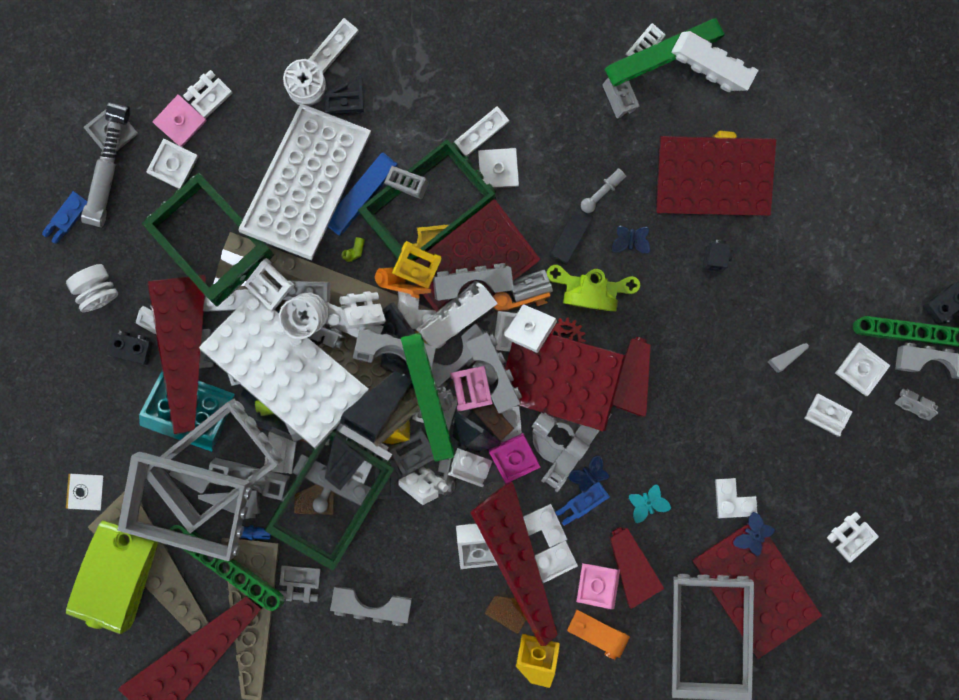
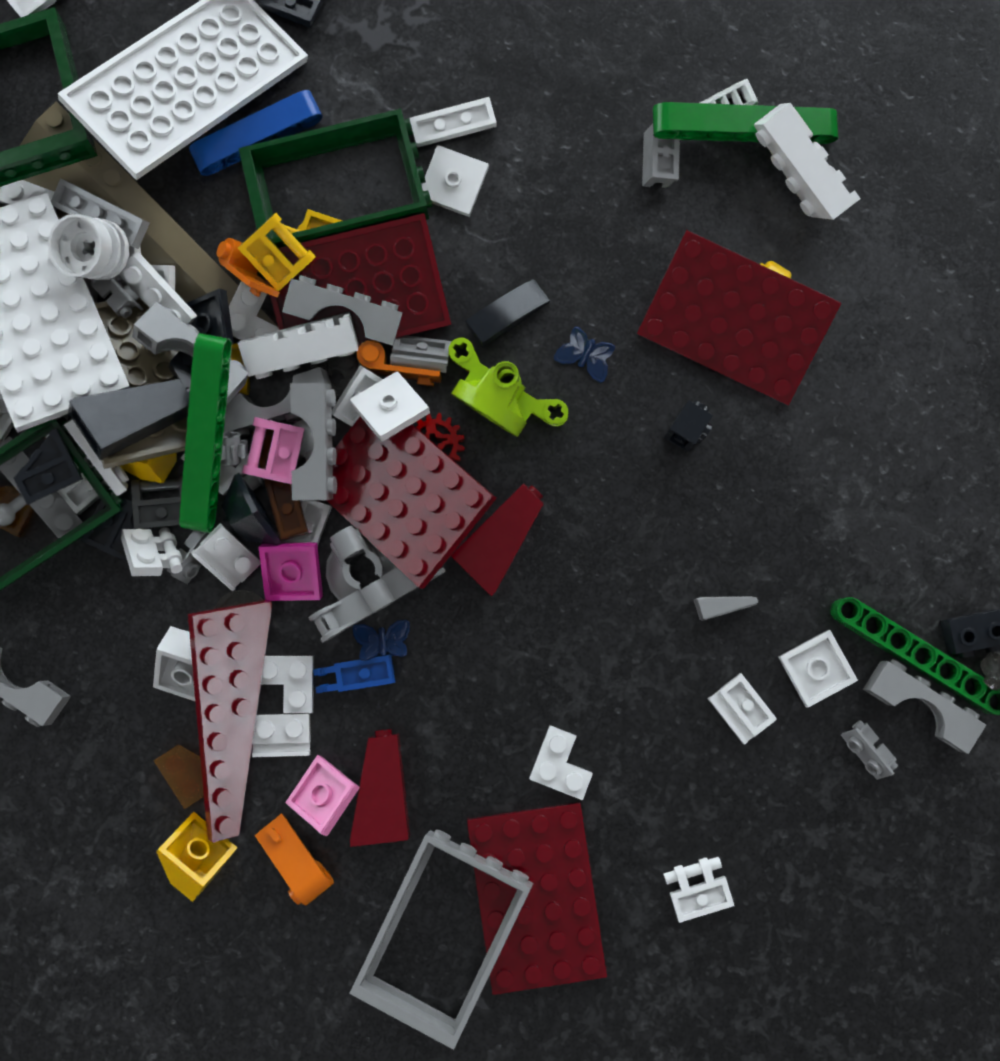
camera: 30 degrees right, 0 degrees up
(264, 288) = (61, 192): white plate -> none
(355, 252) = (212, 206): lime arm -> none
(362, 316) = (173, 287): white plate -> none
(418, 193) = (329, 155): light grey slope -> none
(588, 204) = (550, 281): light grey pin -> none
(649, 501) = (444, 713): teal piece -> none
(755, 535) = (565, 827): dark blue piece -> none

